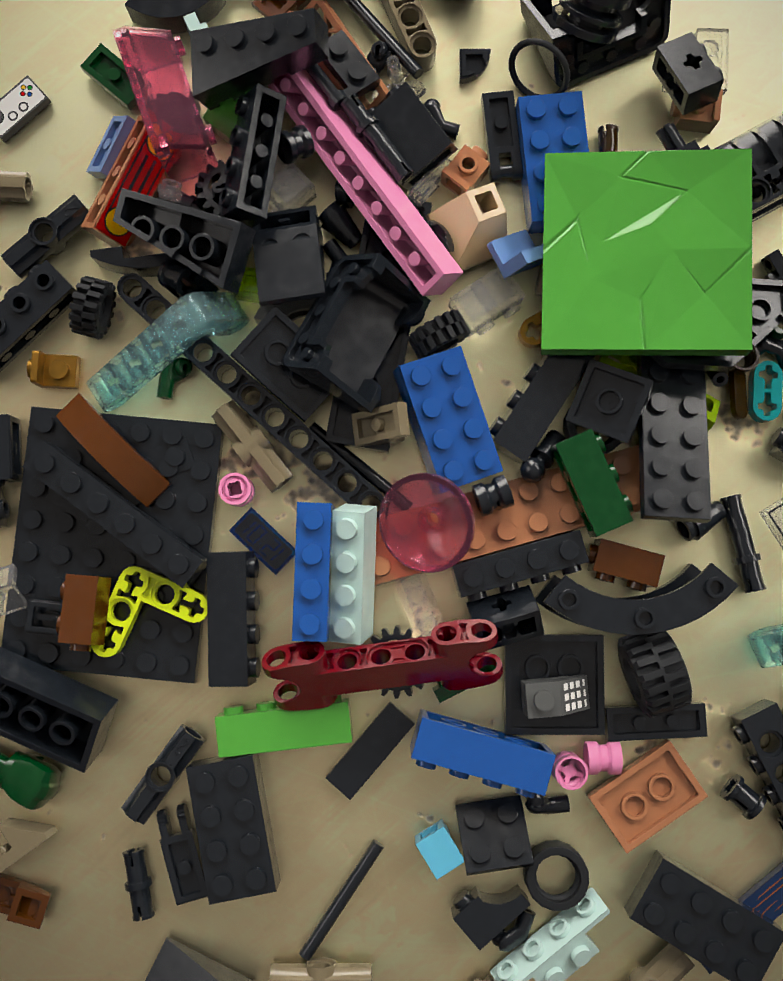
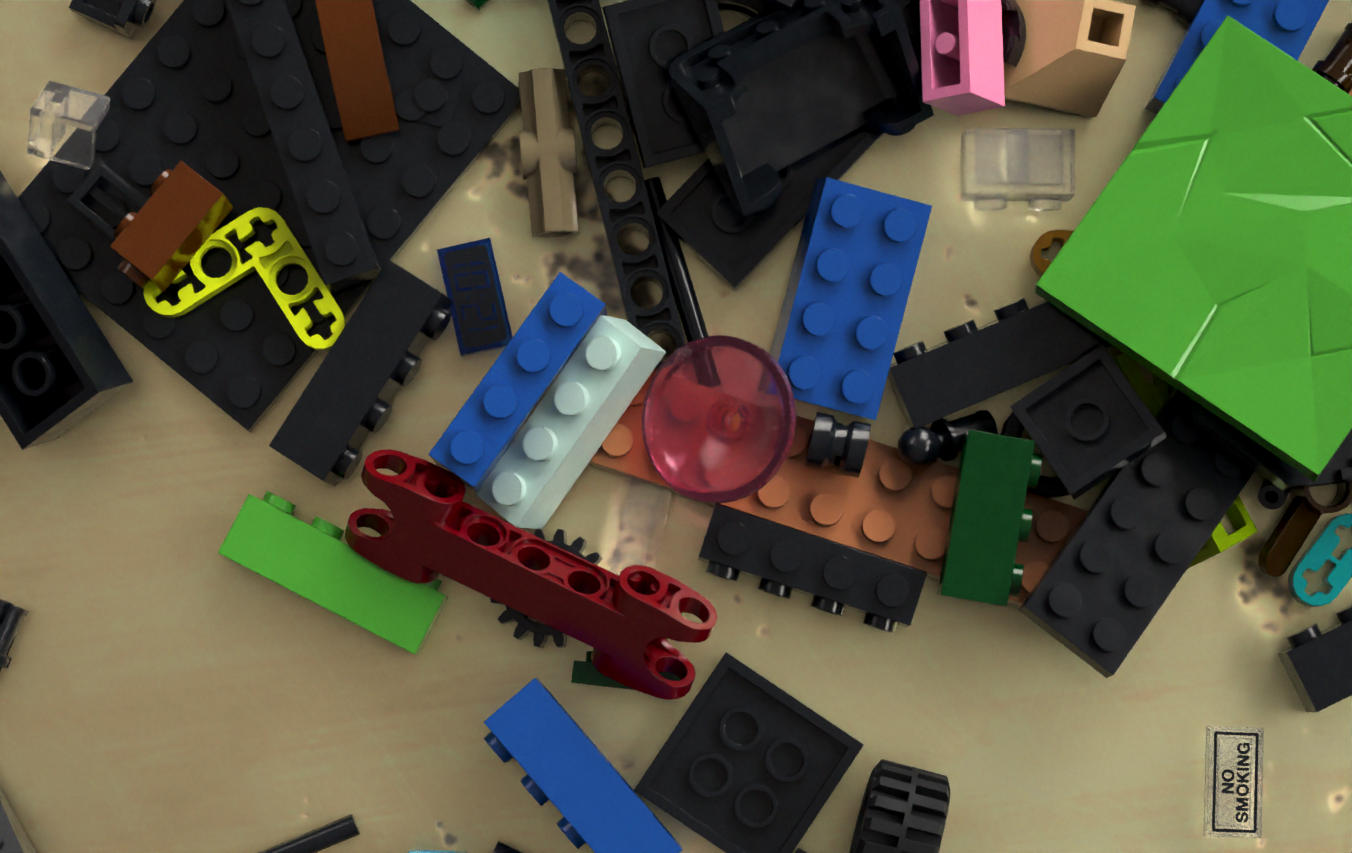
camera: 30 degrees right, 0 degrees up
(151, 788) = (91, 536): black piece -> none
(182, 856) = (74, 660): black hinge -> none
(233, 827) = (174, 661): black brick -> none
(238, 494) = (490, 208): bright pink wheel -> none
(370, 750) = (430, 687): black tile -> none
(382, 426) = (747, 244): dark tan slope -> none
(439, 334) = (915, 170): black tyre -> none
(513, 614) = (751, 629): black brick -> none
(515, 253) = (1100, 124): medium blue panel -> none
(554, 696) = (739, 779): dark grey slope -> none
(624, 562) = (961, 664): reddish brown brick -> none
(668, 607) = (924, 739): black fence -> none
(695, 530) = (1129, 682): black cone -> none
(743, 544) = (1150, 751): black pin -> none

